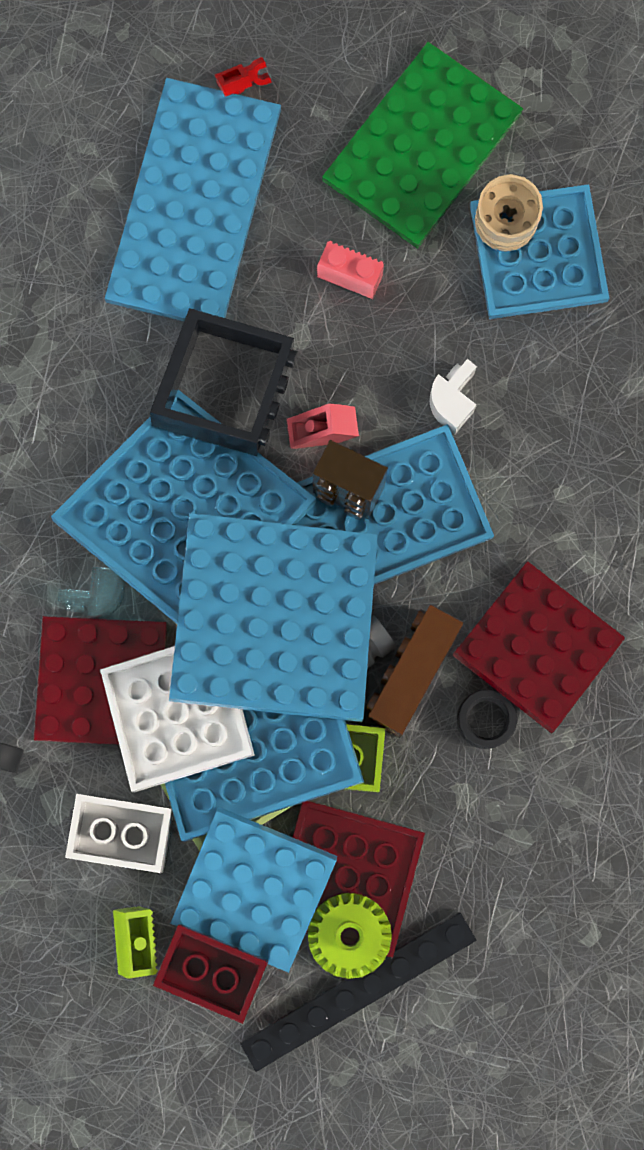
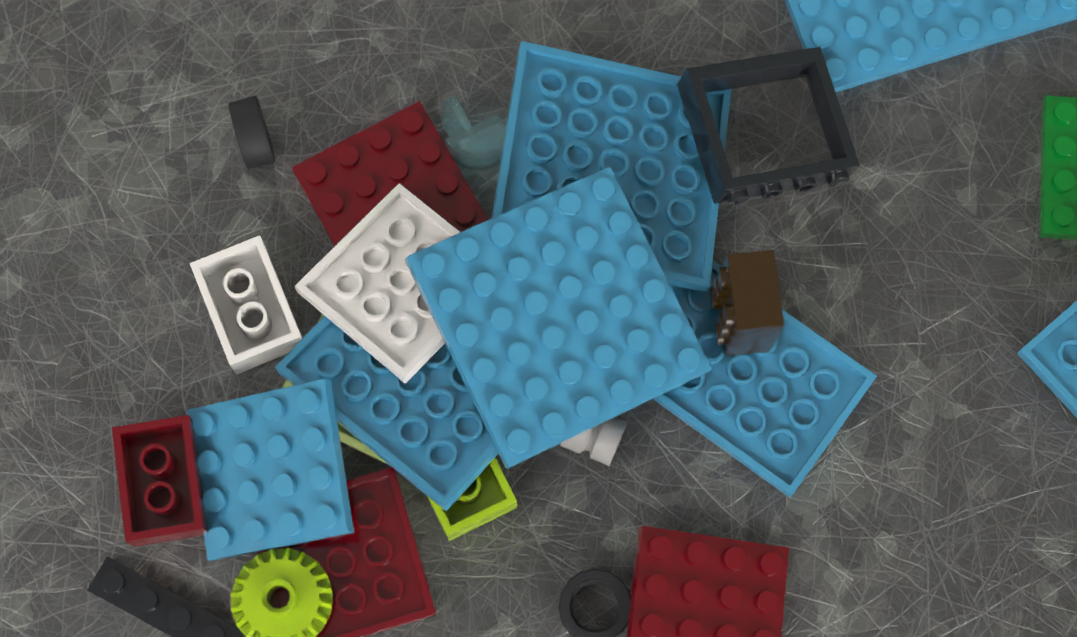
camera: 55 degrees right, 5 degrees down
(135, 942) = (147, 386): lime brick -> none
(322, 424) = (796, 252): coral slope -> none
(350, 269) = (969, 180): coral brick -> none
(414, 672) = (596, 496): reddish brown brick -> none
(447, 401) = (901, 361): white brick -> none

